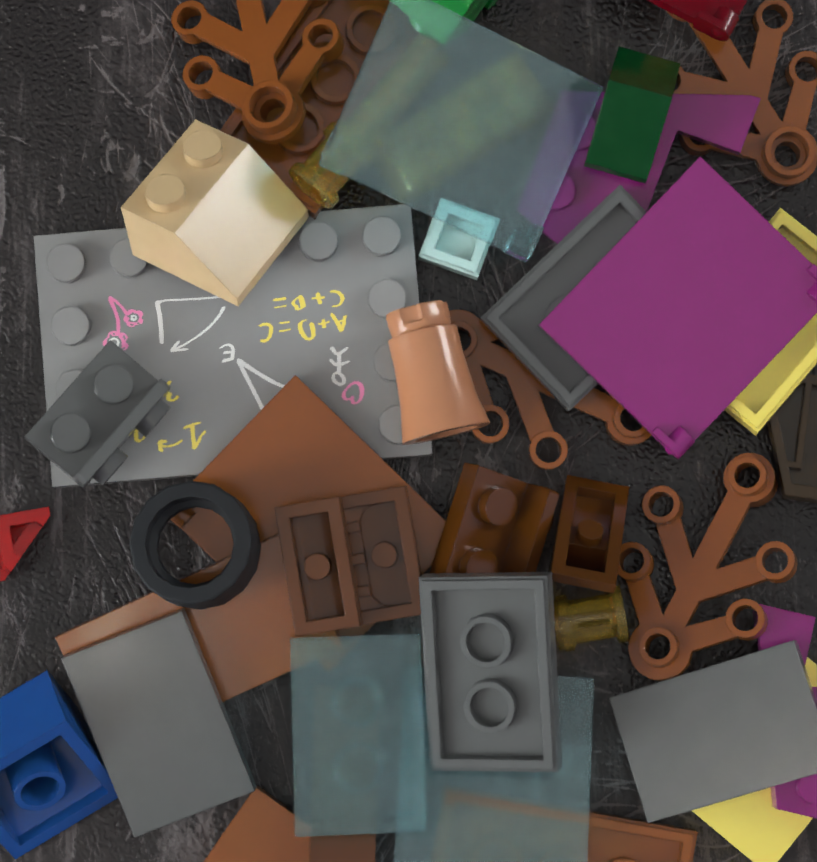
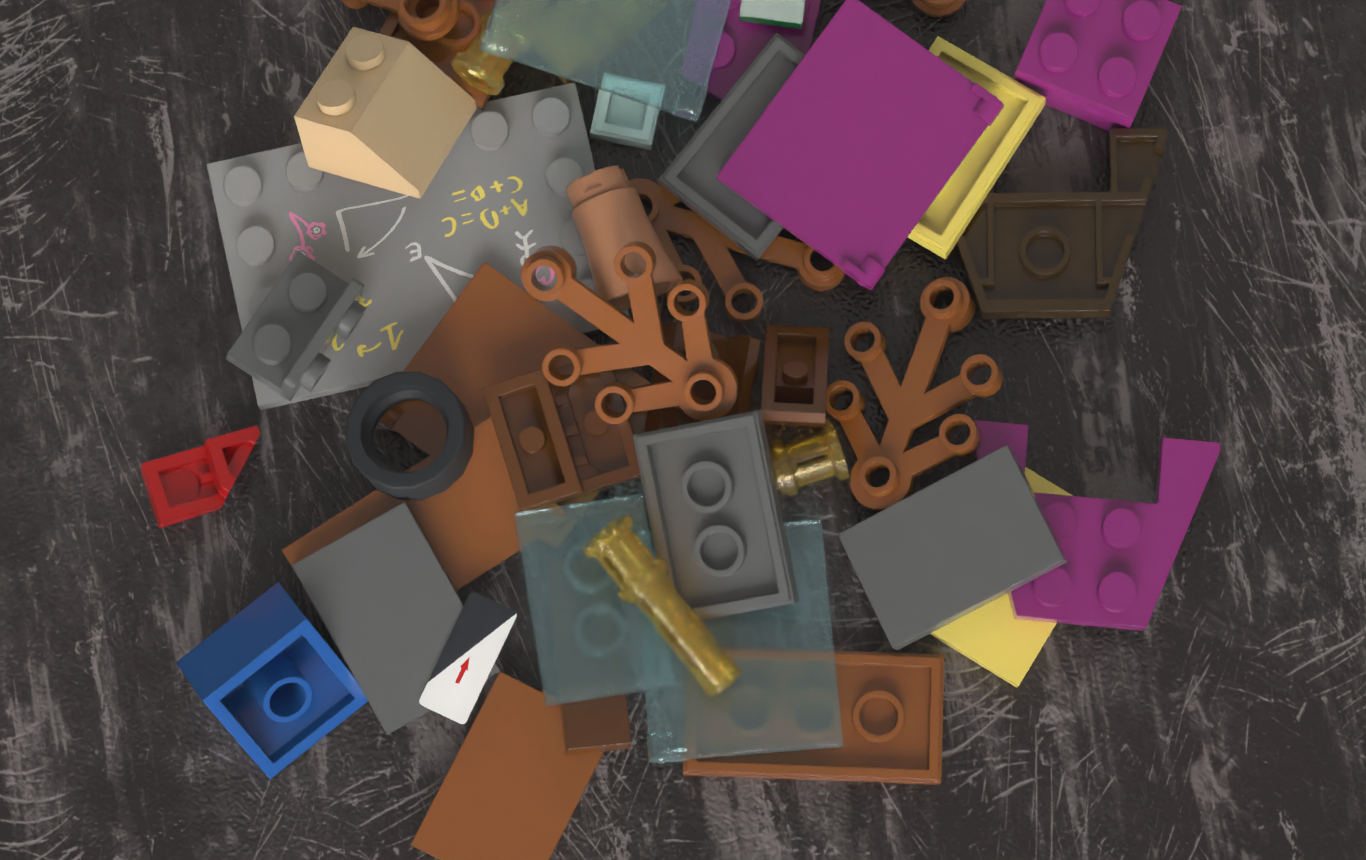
camera: 10 degrees left, 5 degrees down
(224, 774) = (468, 658): none -> sticker
(411, 732) = (646, 584): none -> clear yellow pin
(435, 483) = (638, 339): none -> dark orange plant

